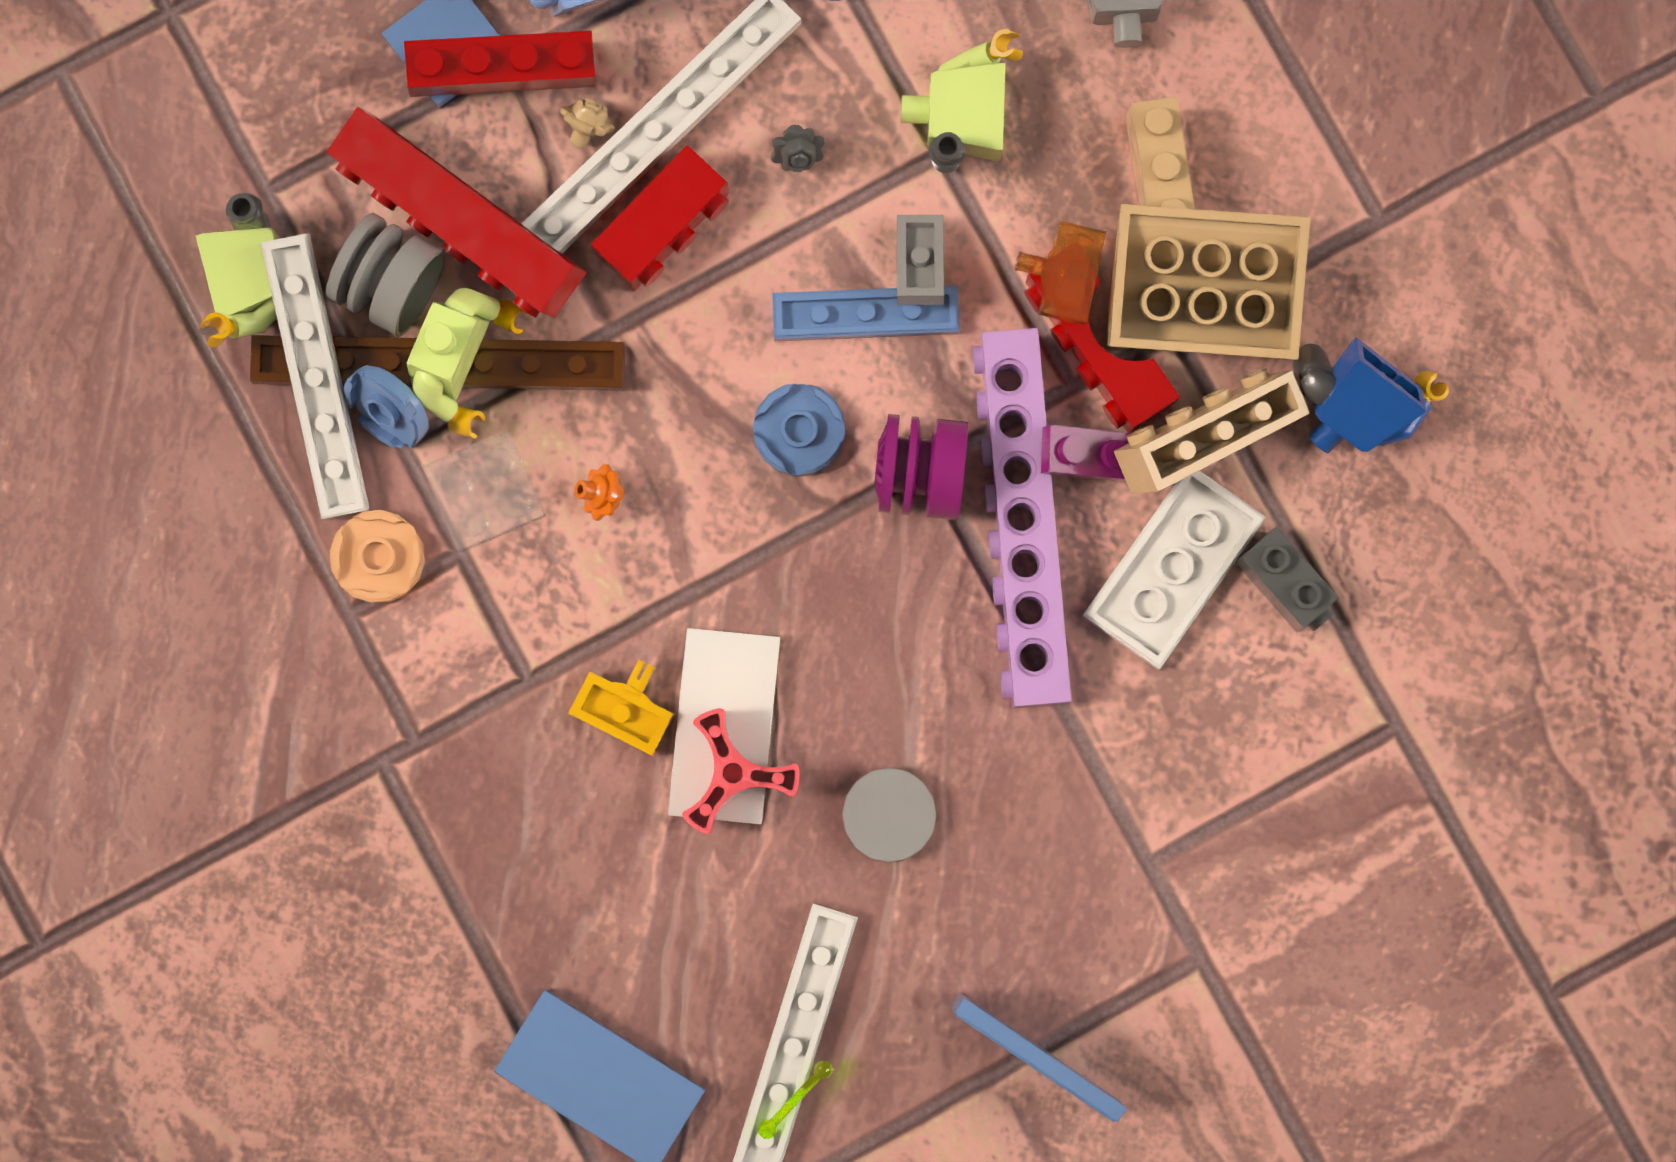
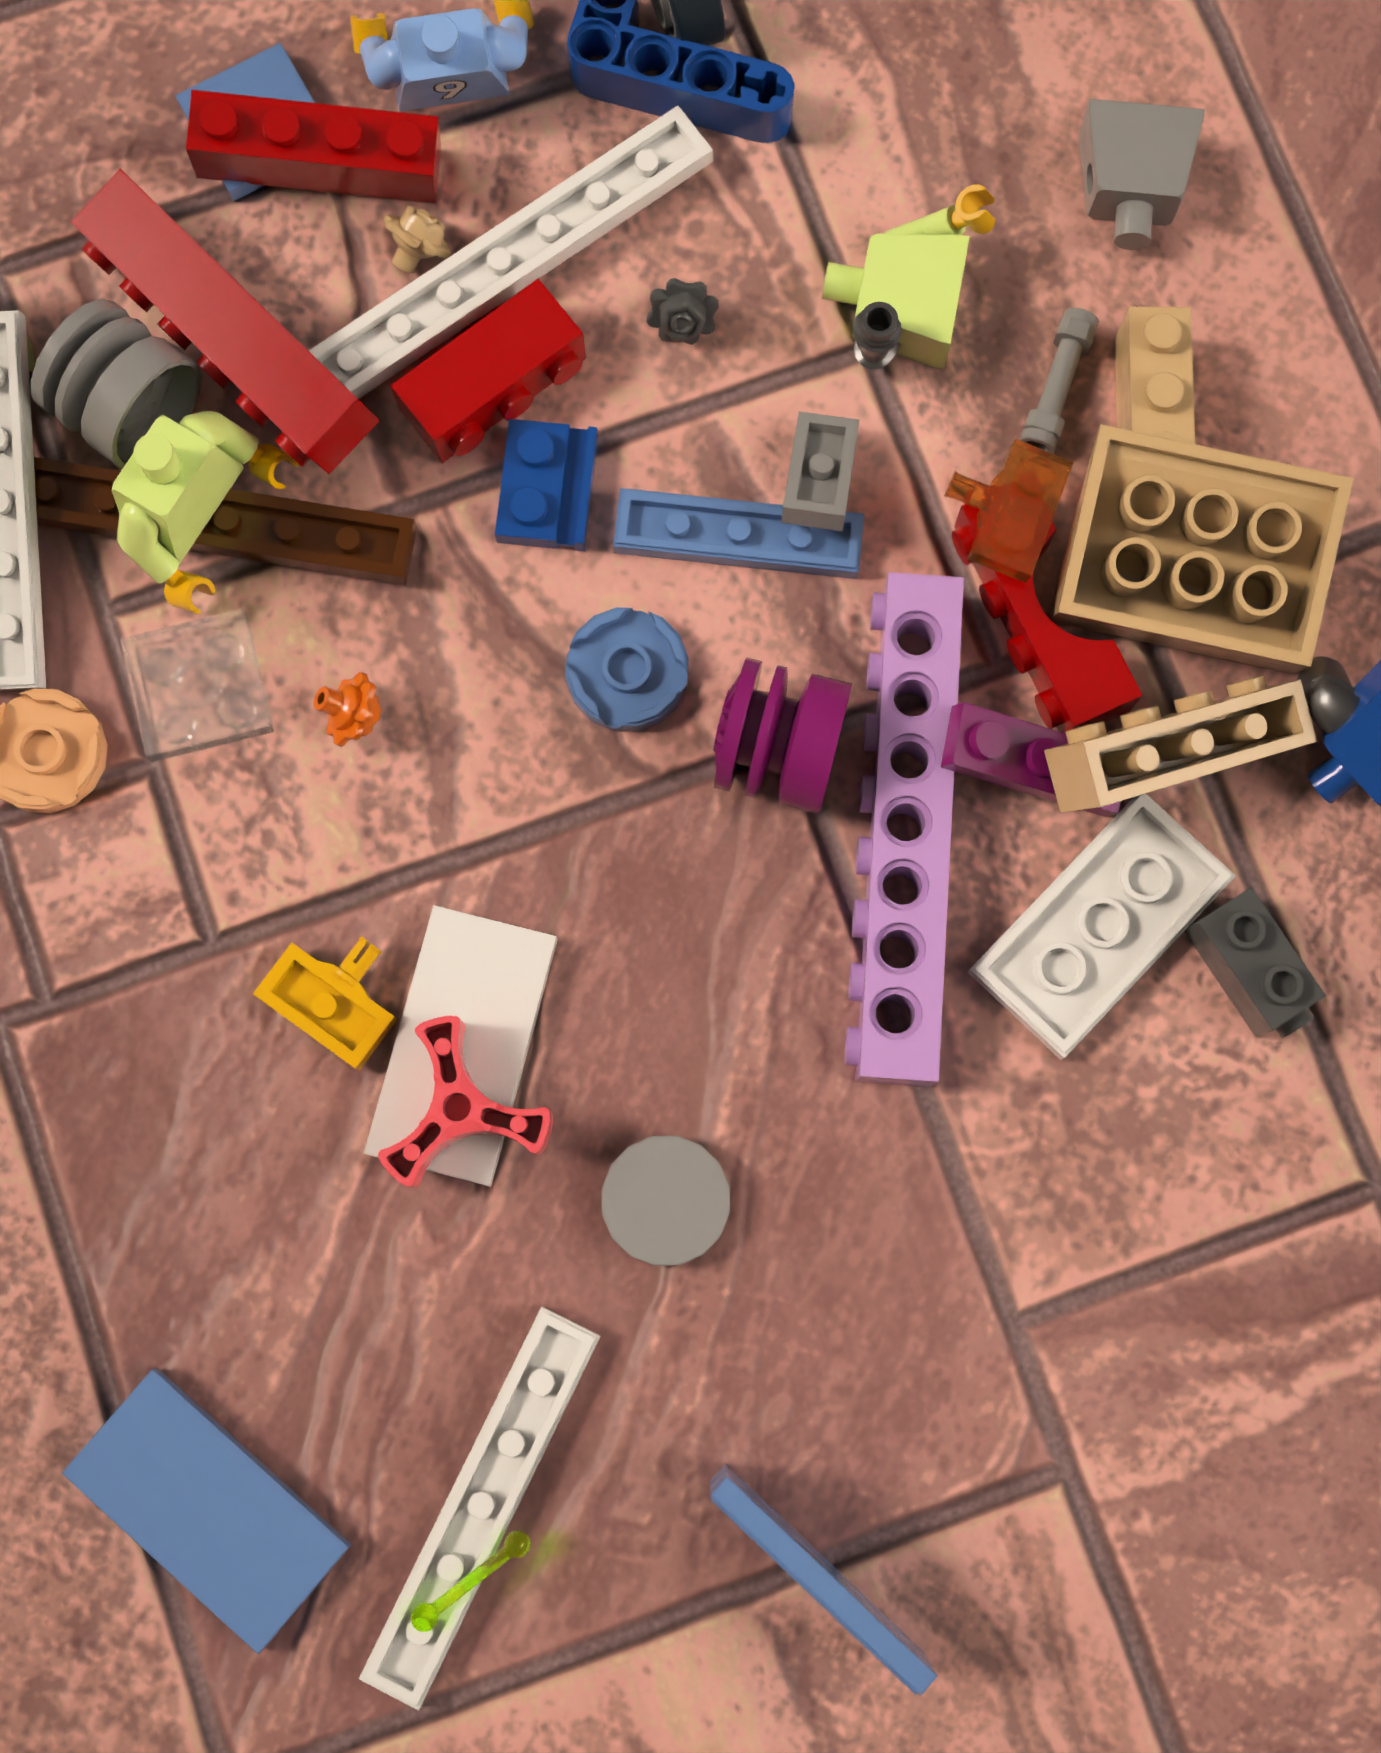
camera: 10 degrees right, 5 degrees down
(386, 406) = (88, 552): medium blue tile -> none
(716, 297) = (546, 485): none -> blue plate
(1094, 123) = (1073, 340): none -> light grey bar

